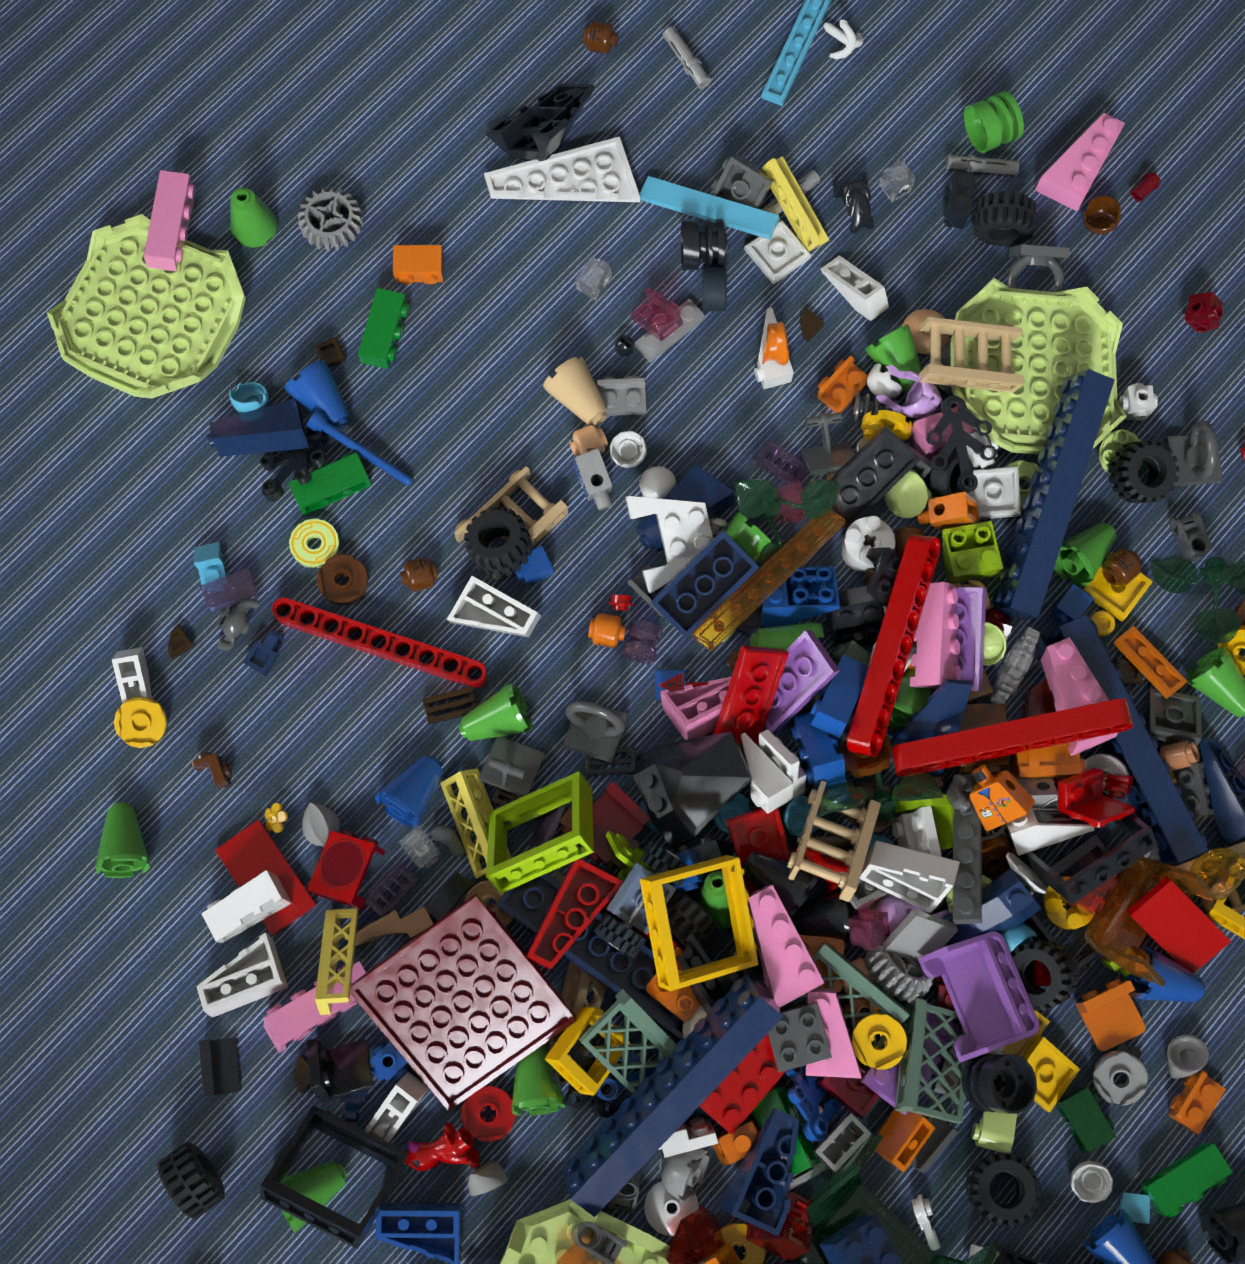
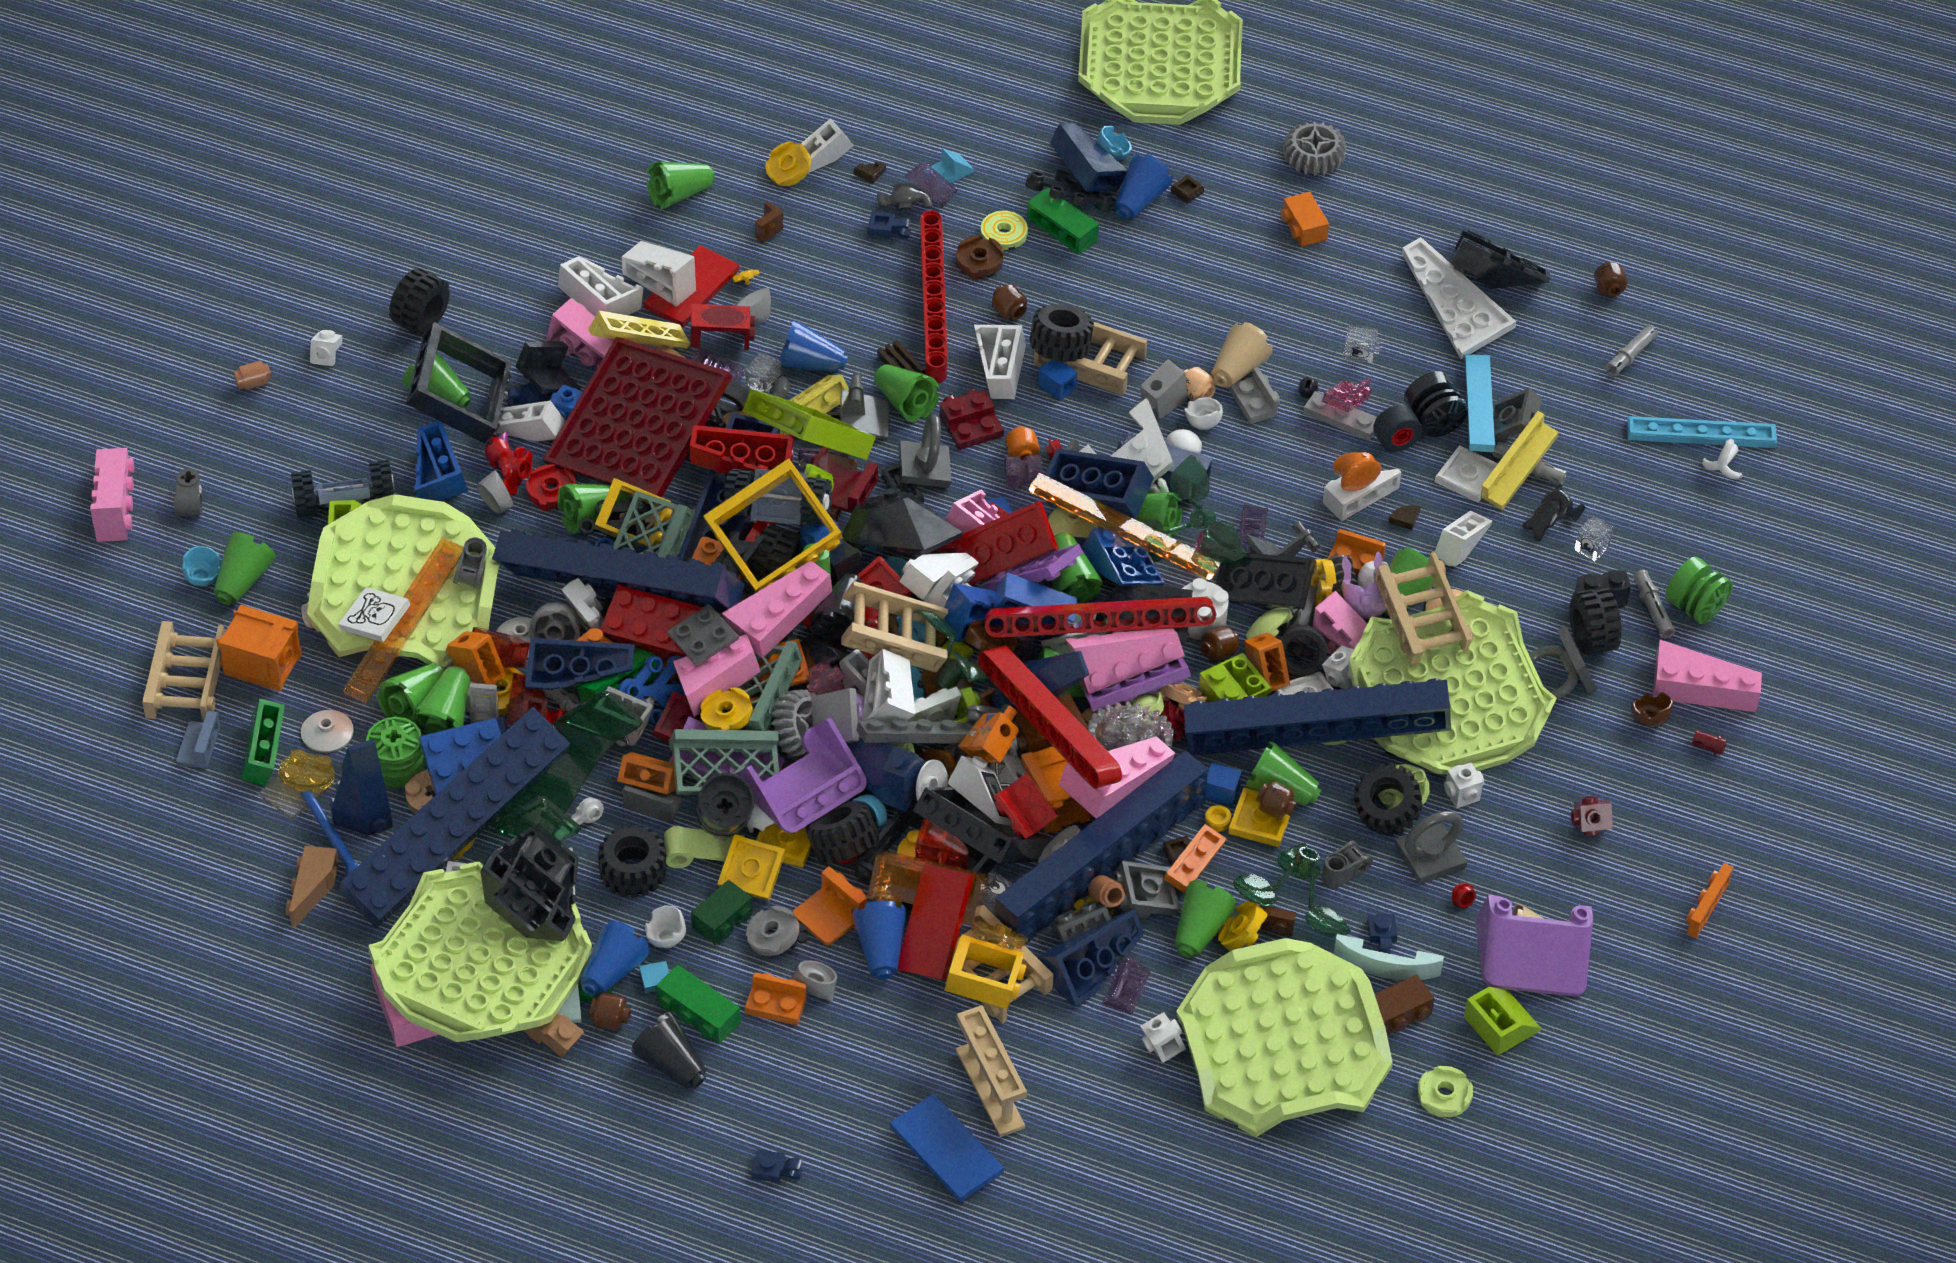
camera: 70 degrees right, 25 degrees down
(169, 221) = (1245, 36): bright pink wedge -> none
(219, 1066) = (518, 301): black panel -> none
(251, 219) = (1283, 92): bright green cone -> none
(320, 423) = (1112, 189): blue piece -> none
(383, 328) = (1228, 213): green brick -> none
(552, 666) = (970, 419): none -> dark red plate
(627, 1197) = (523, 589): dark grey piece -> none
(960, 439) = (1331, 627): black plant -> none
(1118, 785) = (1049, 845): red plate -> none

